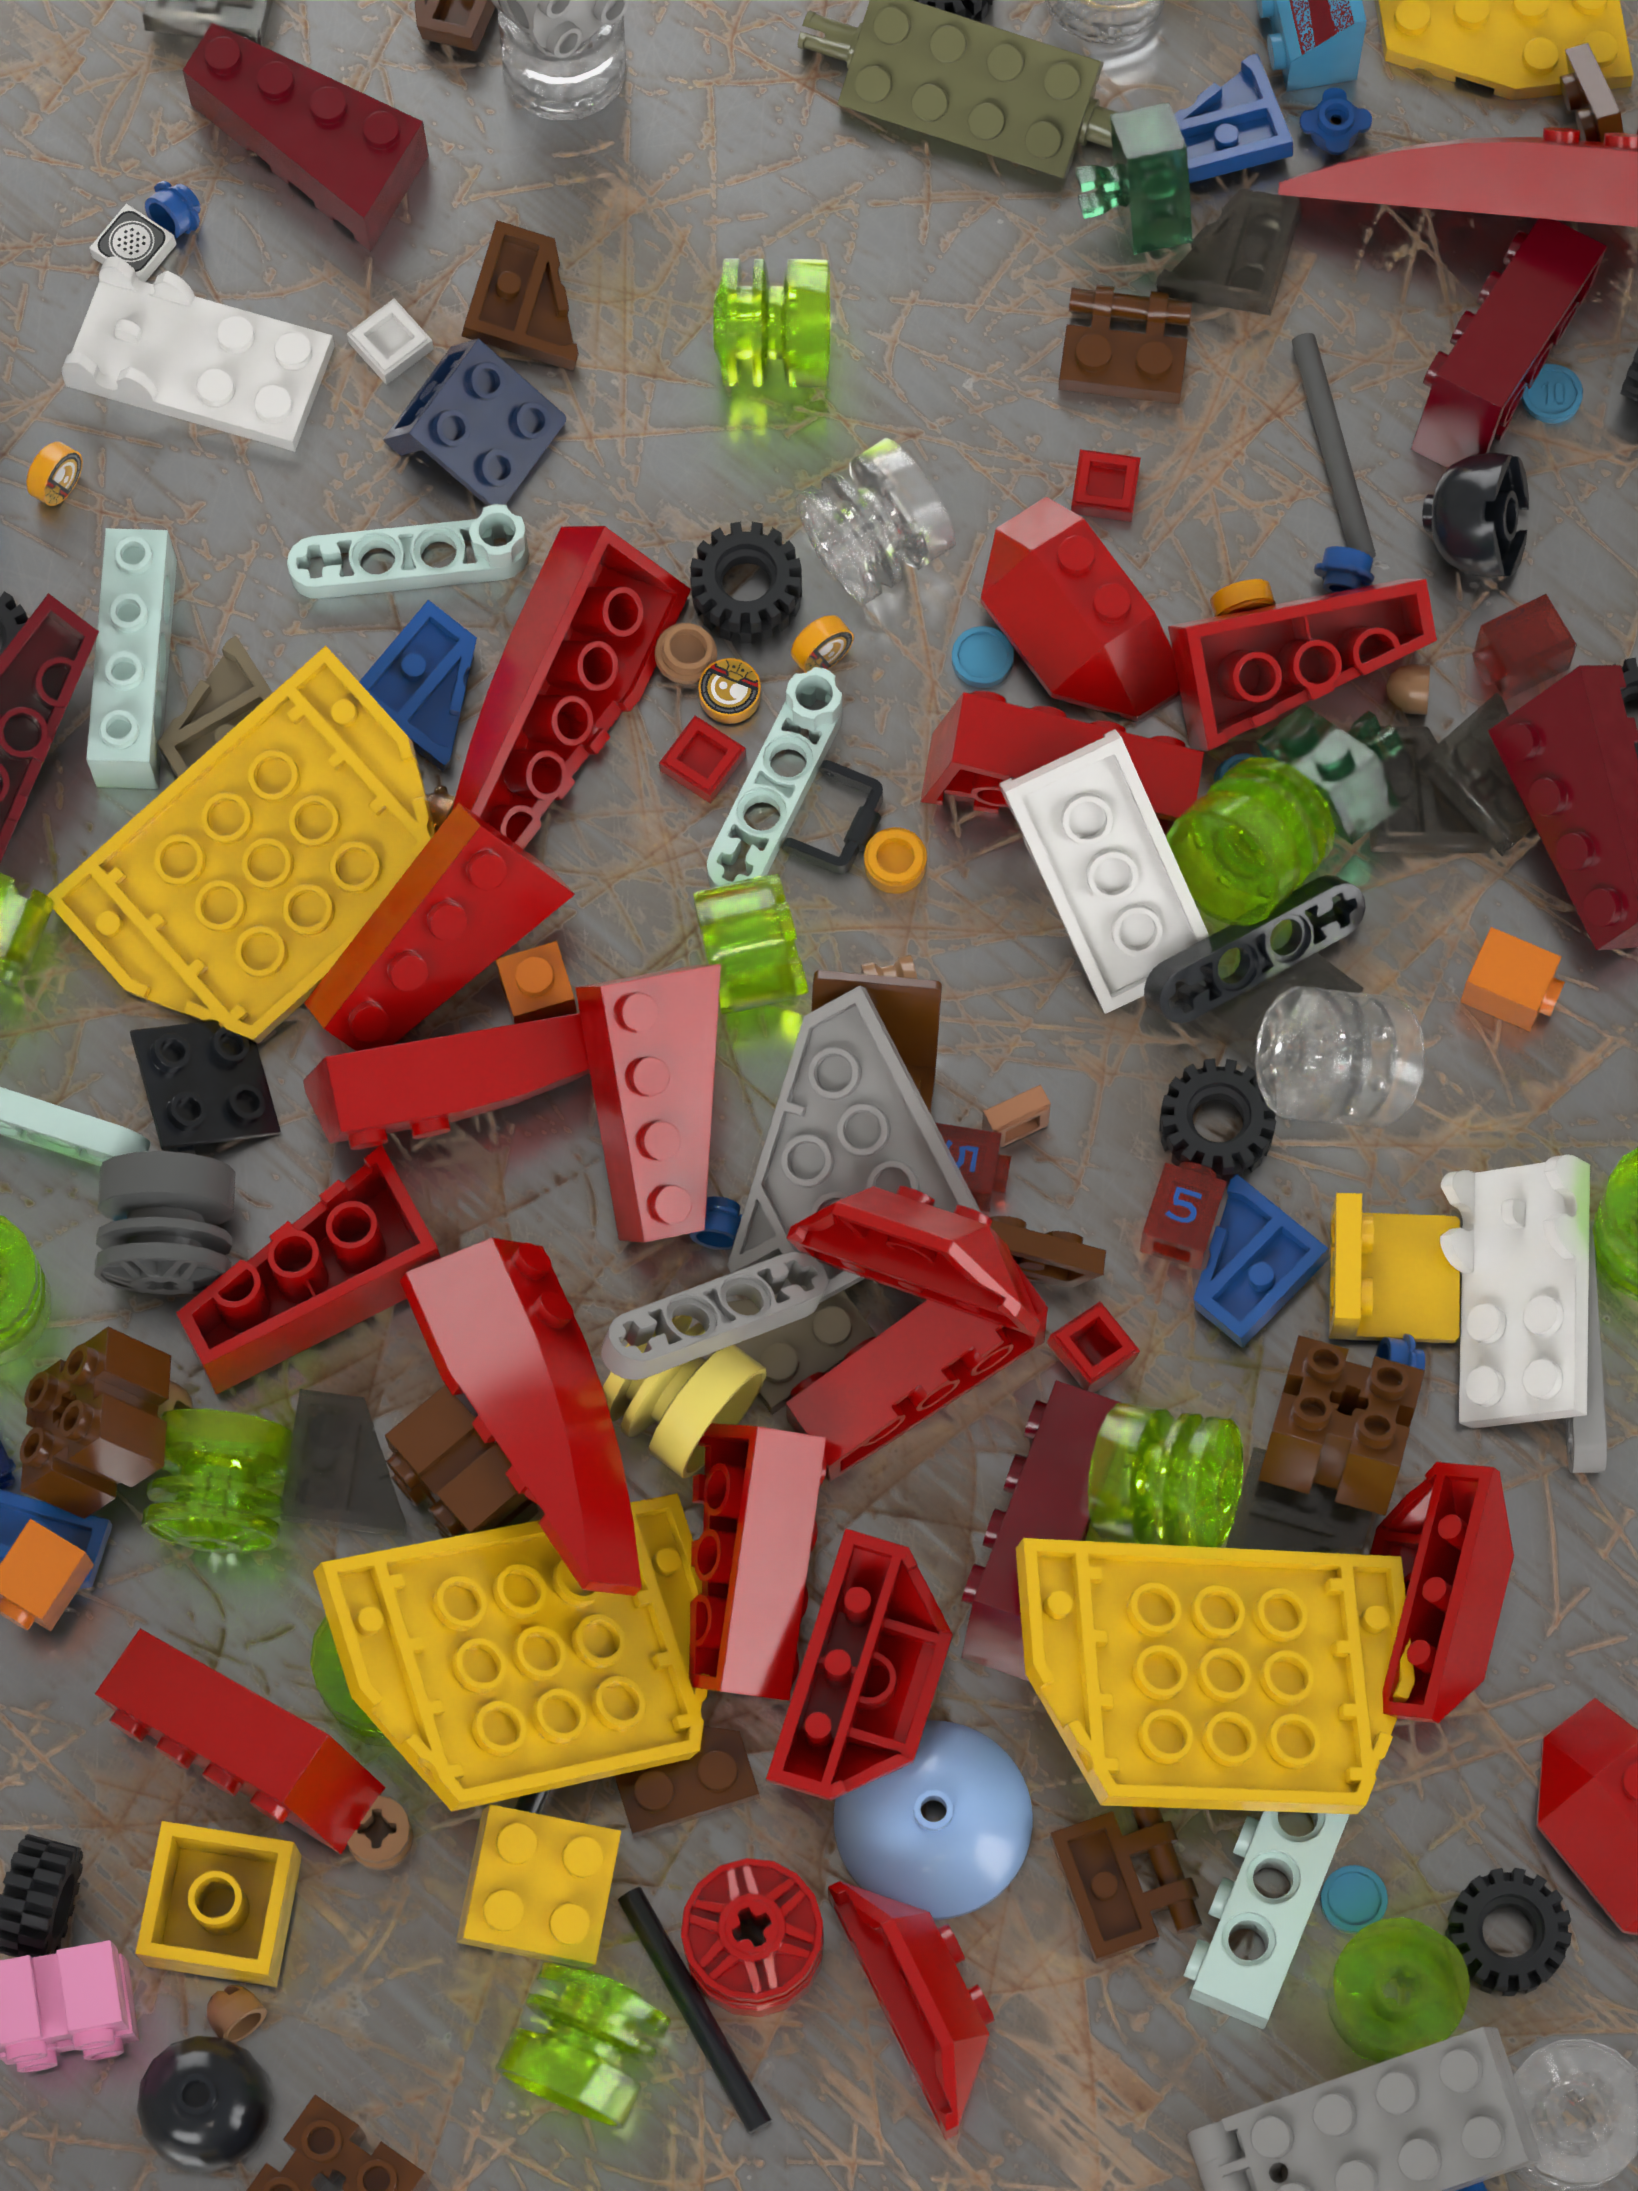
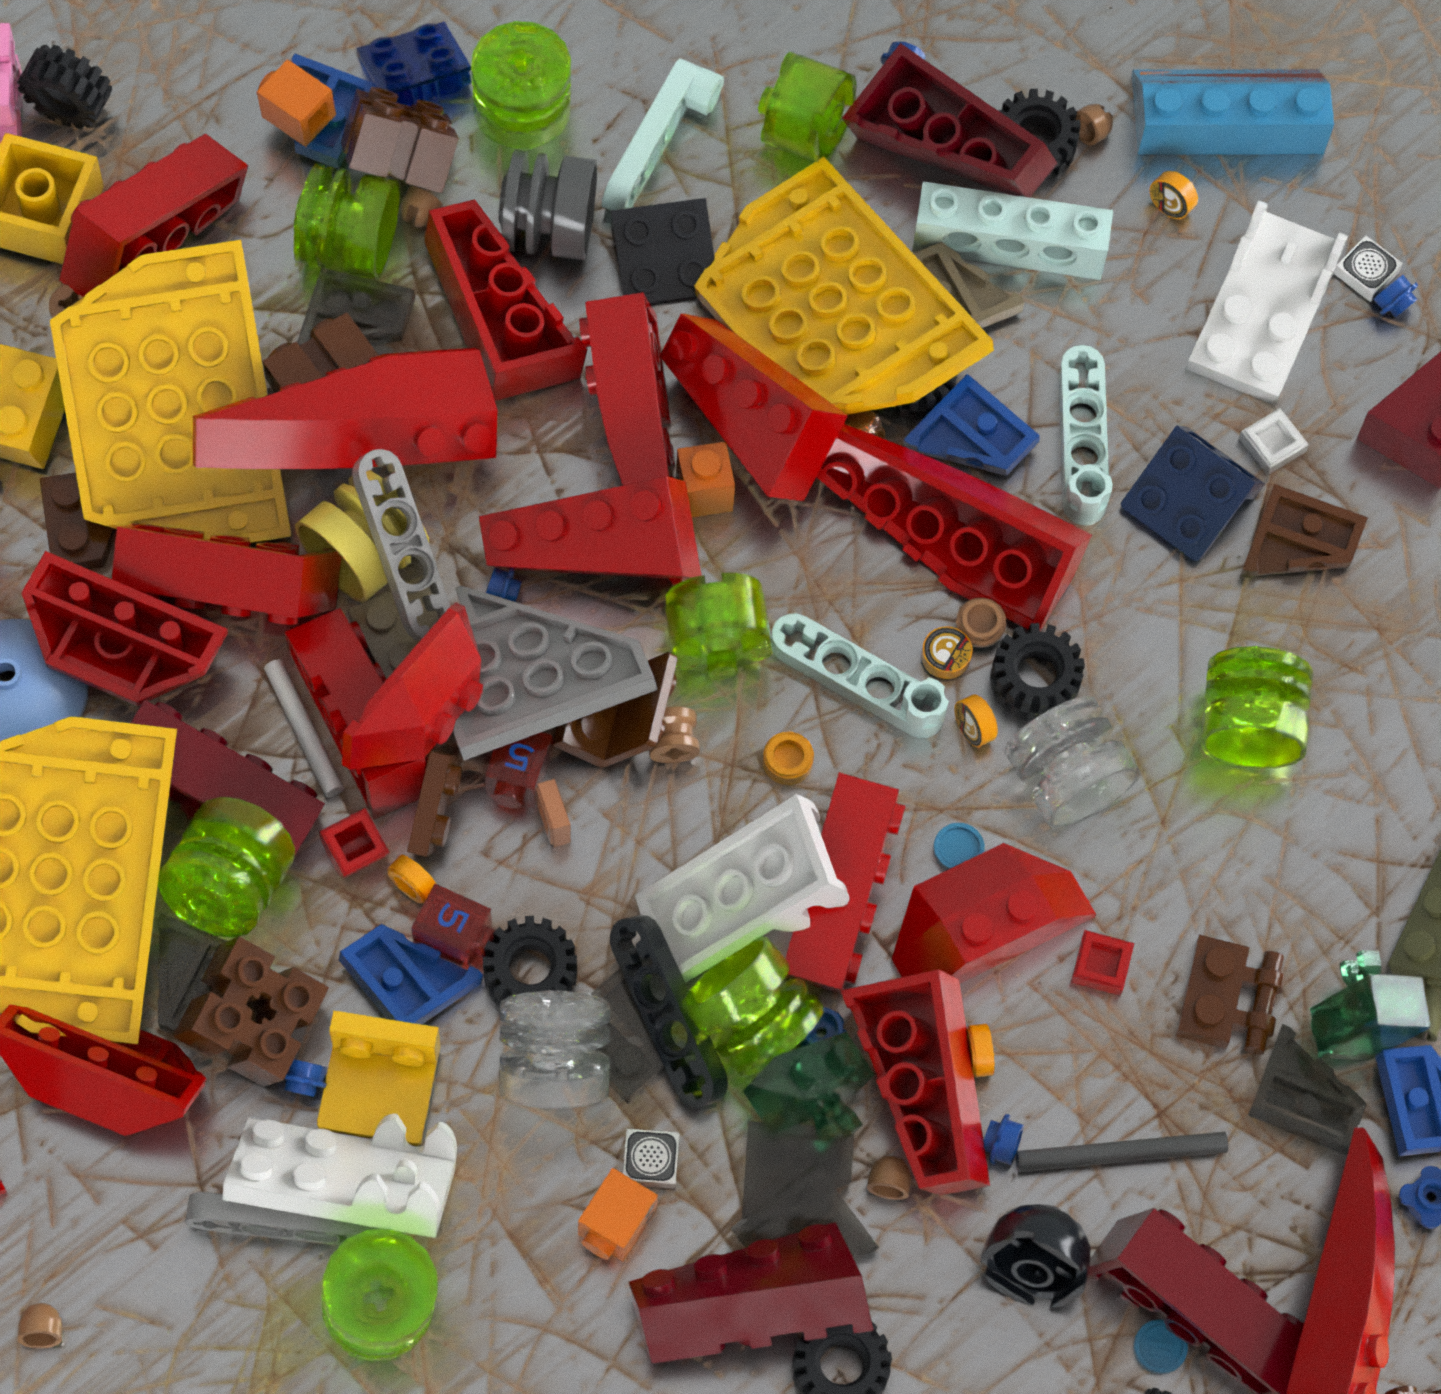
camera: 90 degrees right, 5 degrees down
(702, 759) = (891, 627): red tile -> none
(860, 830) = (817, 735): black piece -> none
(936, 1441) = (303, 728): none -> white bar
(1128, 1272) = (411, 878): none -> light orange tile
(1429, 957) = (651, 1157): none -> tile
(1523, 647) = (915, 1273): clear red brick -> none

